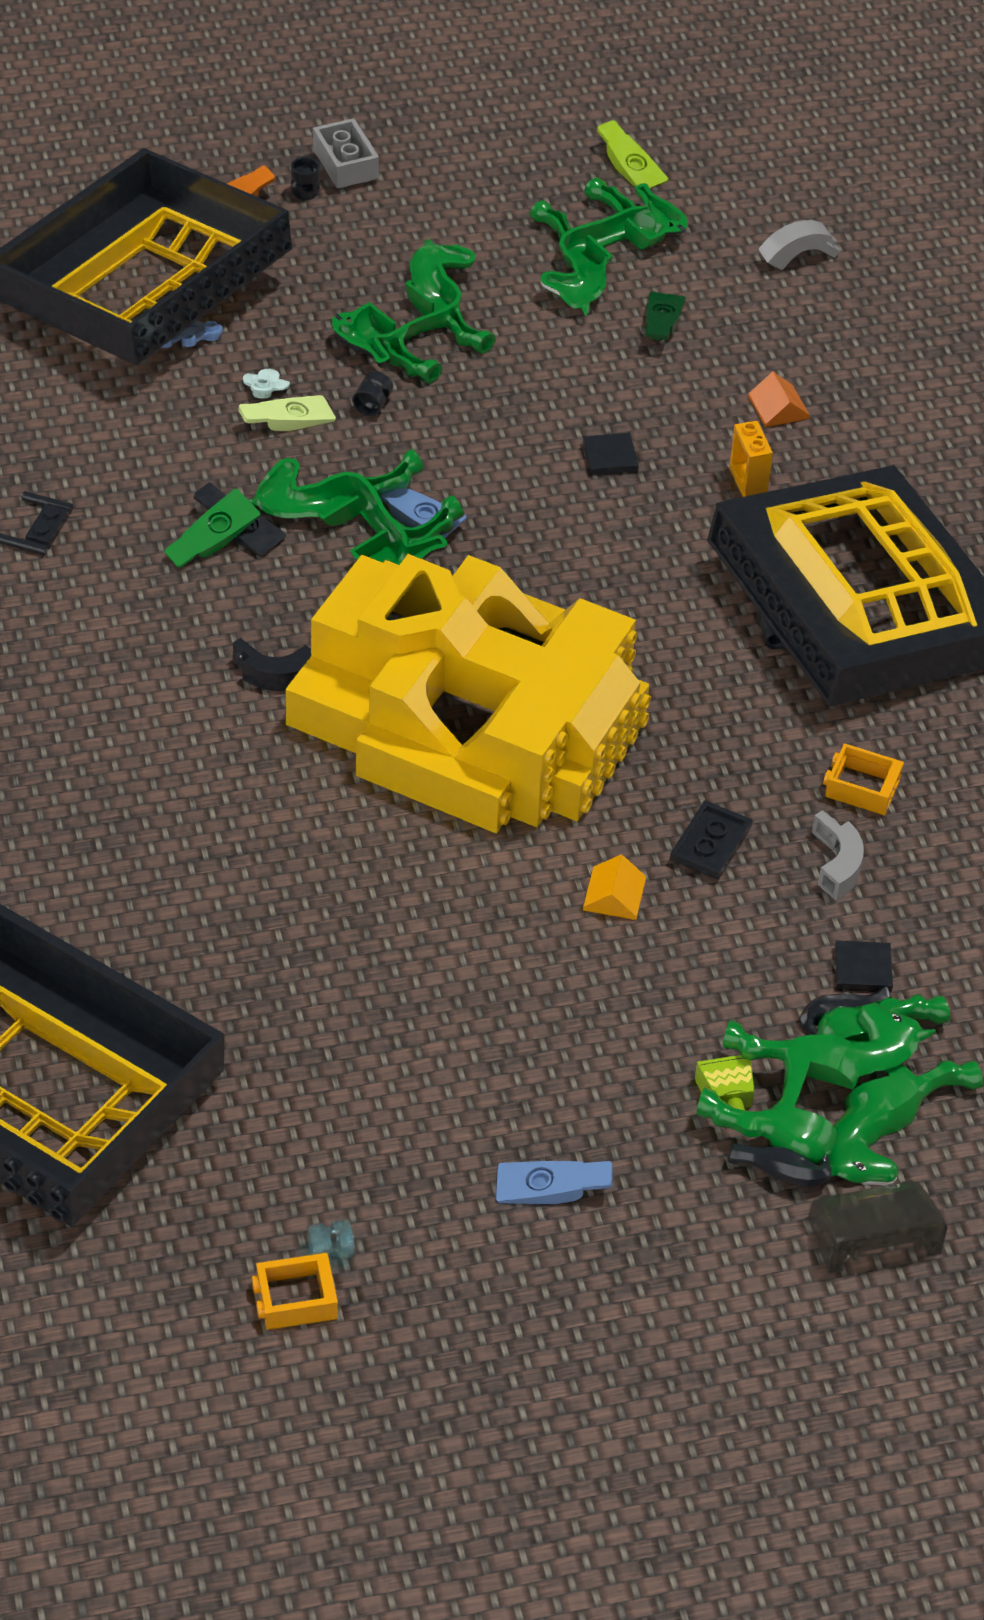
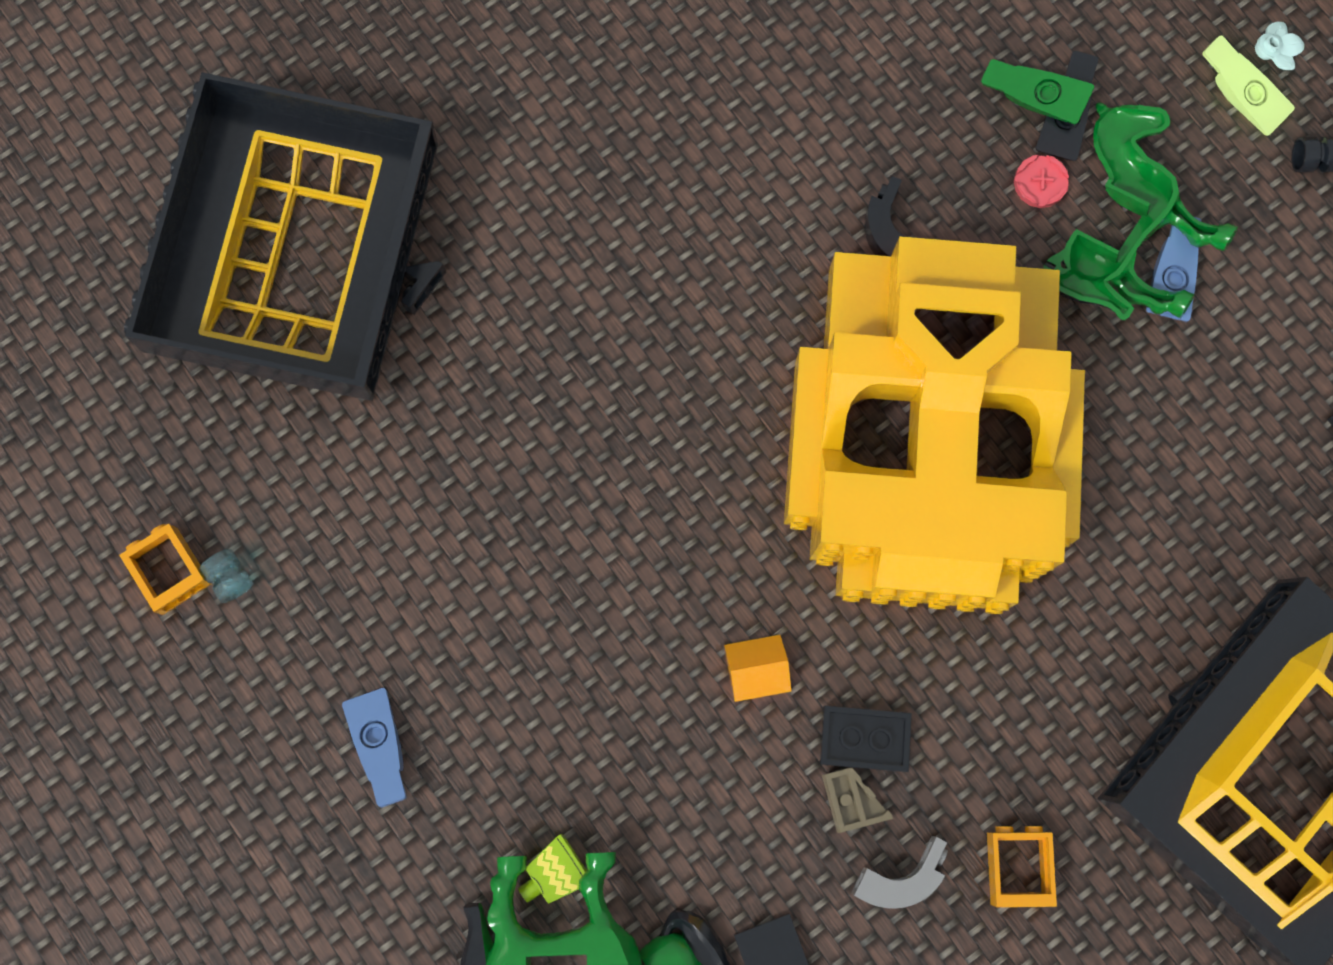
camera: 70 degrees right, 30 degrees up
(290, 562) = (1041, 181): none -> coral tile
(758, 867) = (852, 802): none -> dark tan wing

